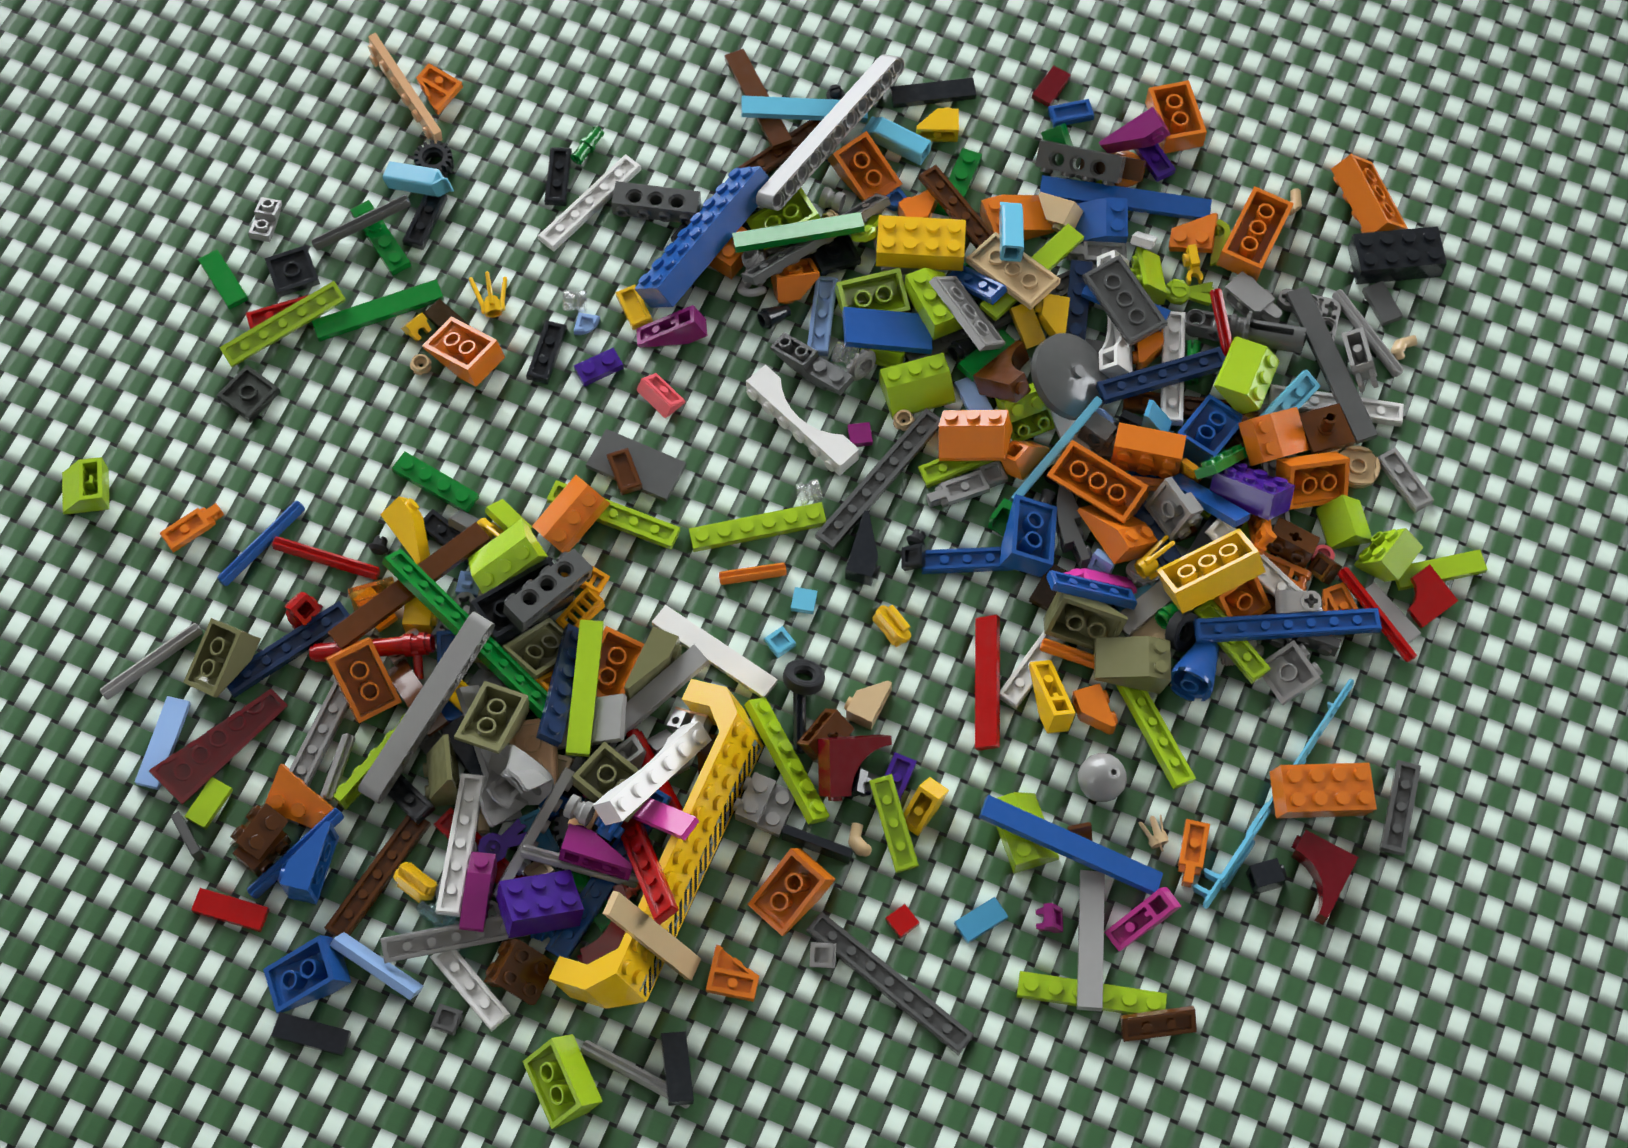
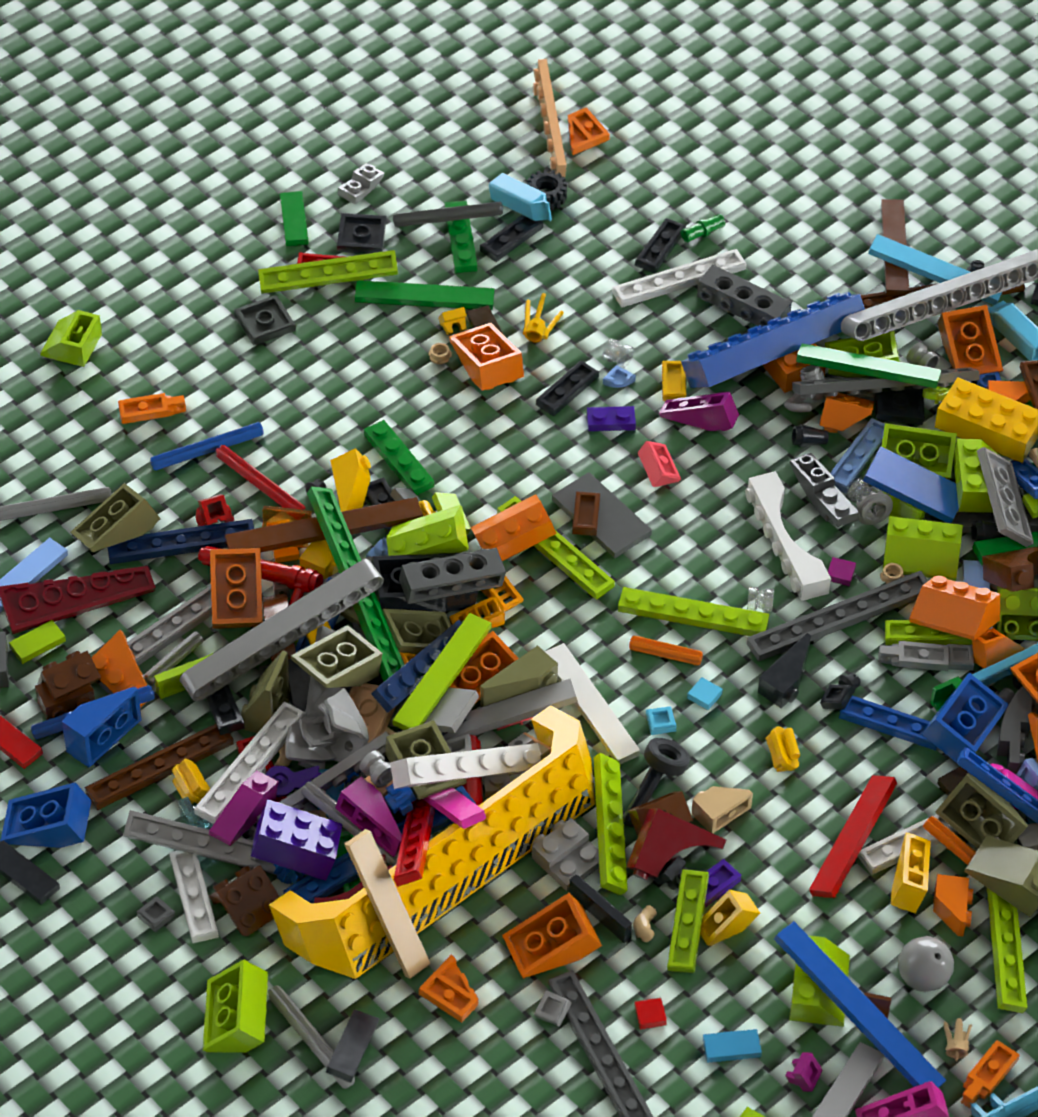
camera: 25 degrees right, 15 degrees down
(375, 965) = (114, 837): light blue tile -> none

